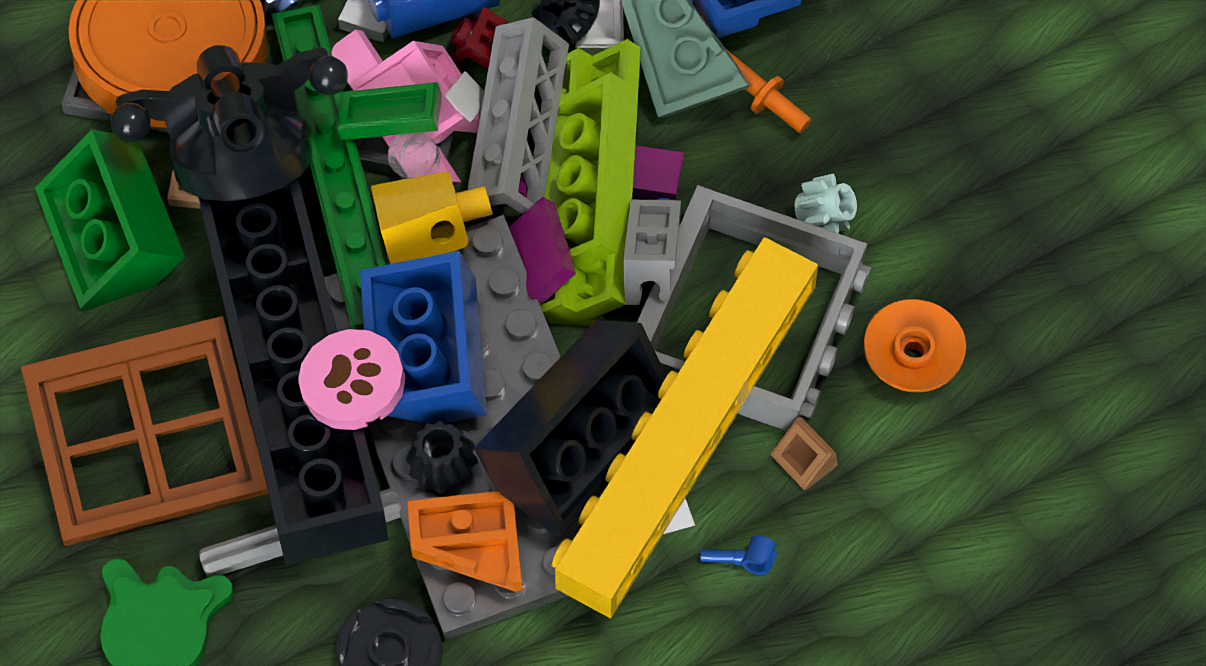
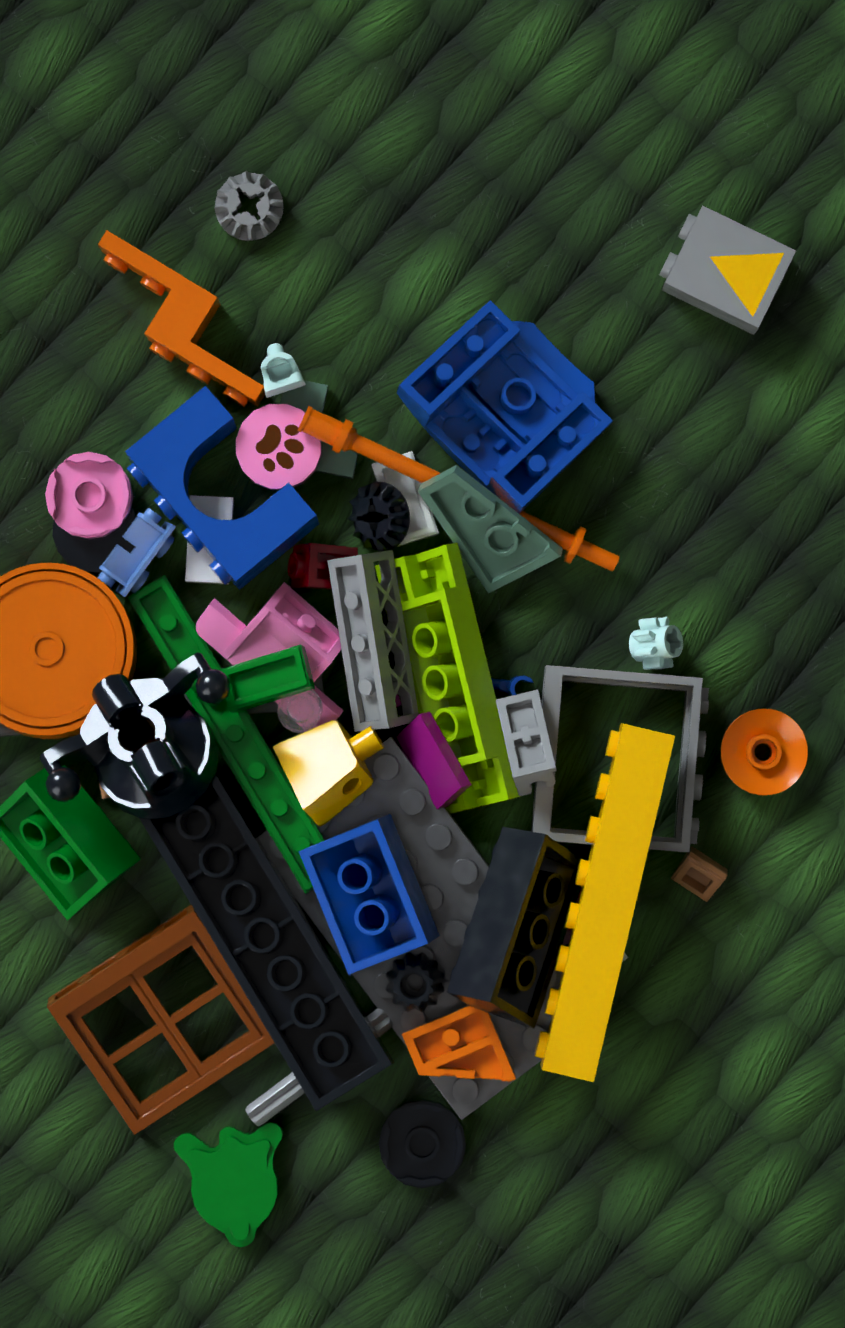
camera: 10 degrees left, 25 degrees up
(351, 379) = (327, 959): bright pink tile -> none
(466, 96) = (323, 632): white sticker -> none
(656, 173) = (503, 646): magenta tile -> none
(756, 559) = (687, 976): blue hand -> none

